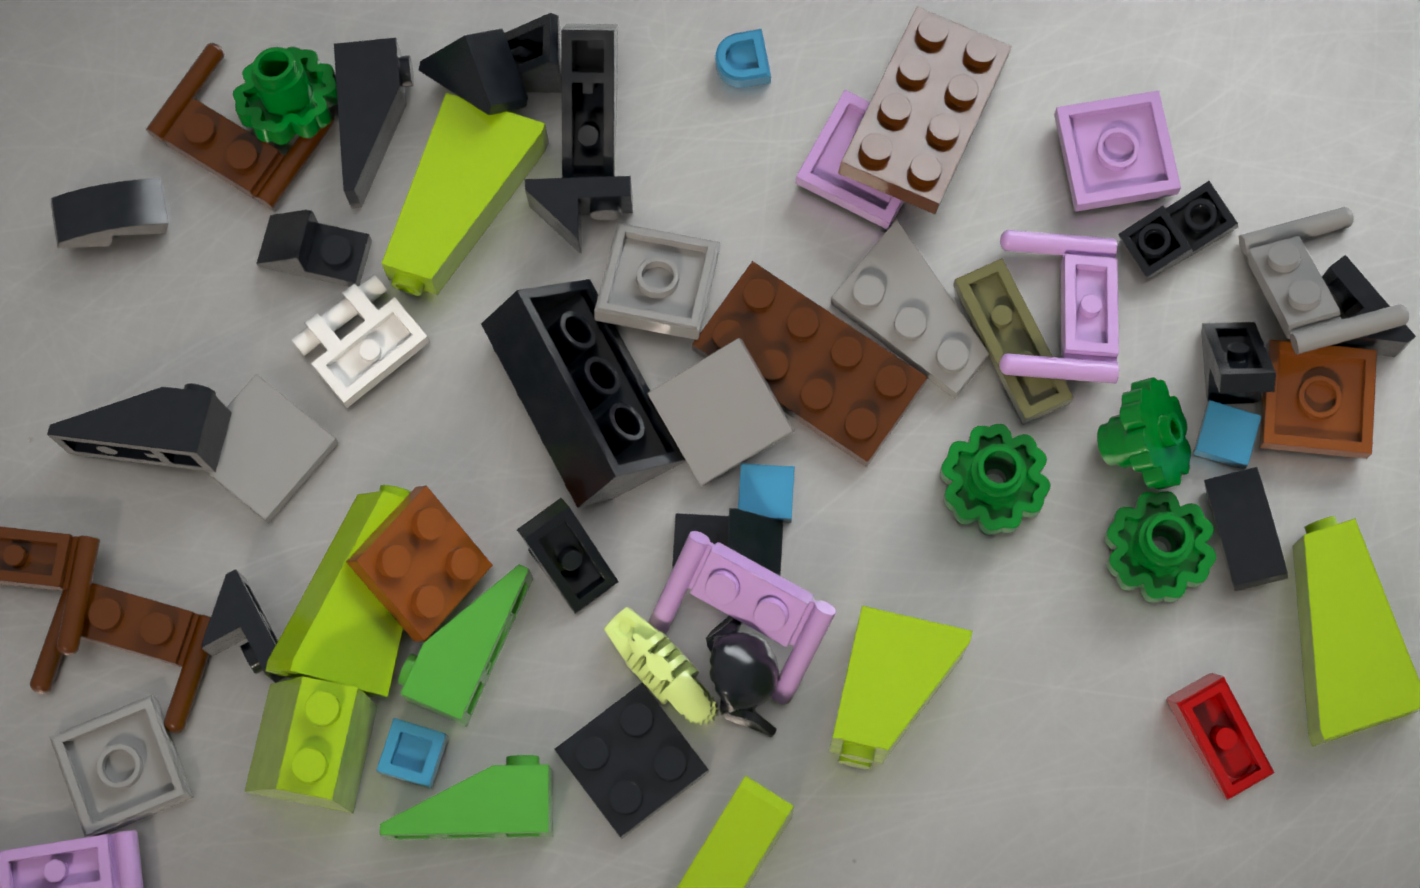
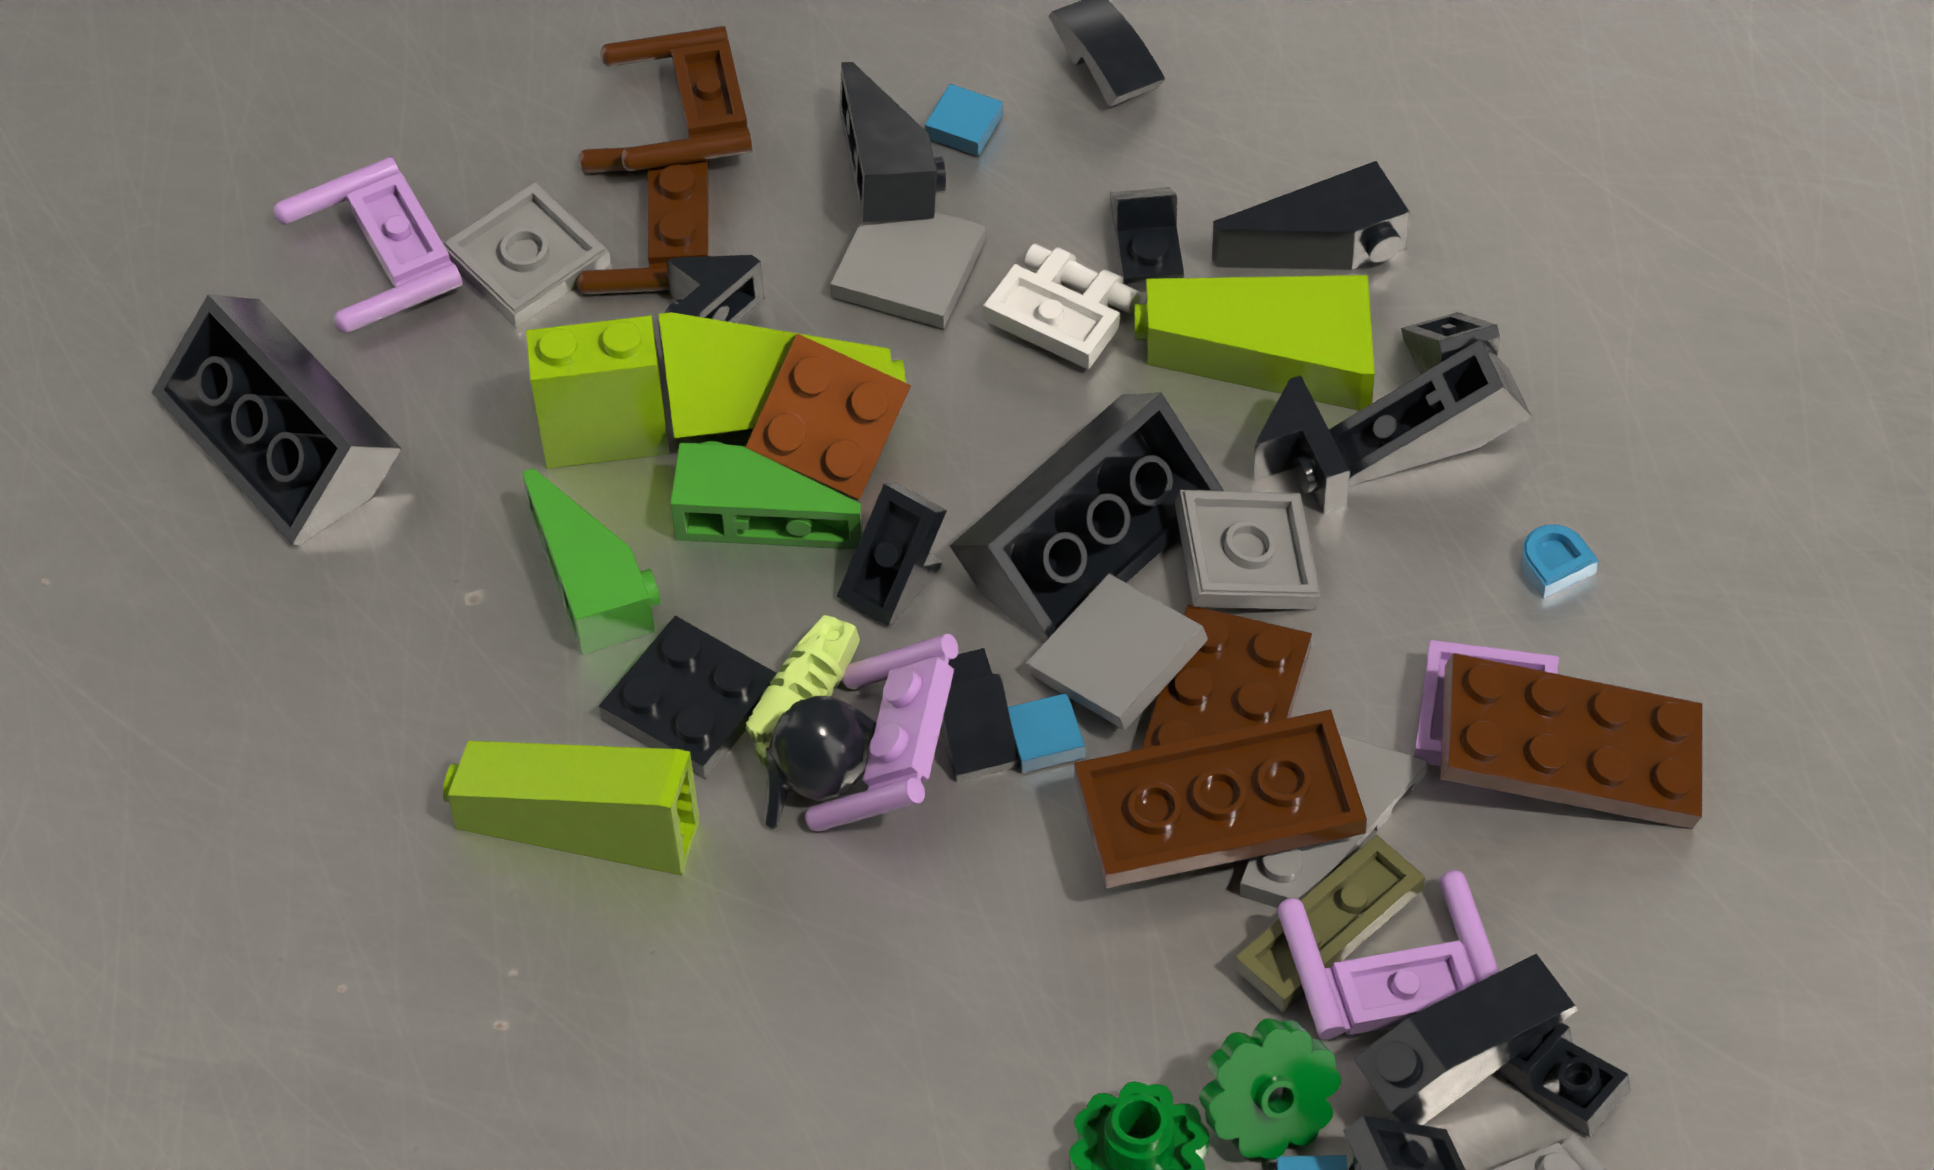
camera: 70 degrees right, 20 degrees down
(130, 354) = (964, 119): none -> dark azure tile
(222, 144) = (1229, 120): reddish brown plate -> none
(286, 94) = (1304, 143): green plant -> none
(412, 753) = (625, 489): dark azure plate -> none
(479, 71) = (1406, 298): black slope -> none
(890, 680) = (852, 893): lime slope -> none
(897, 382) = (1219, 798): none -> reddish brown plate
(993, 504) = (1152, 952): green plant -> none
(1117, 151) = (1623, 965): lavender plate -> none
(1161, 281) = (1463, 1040): none -> black slope

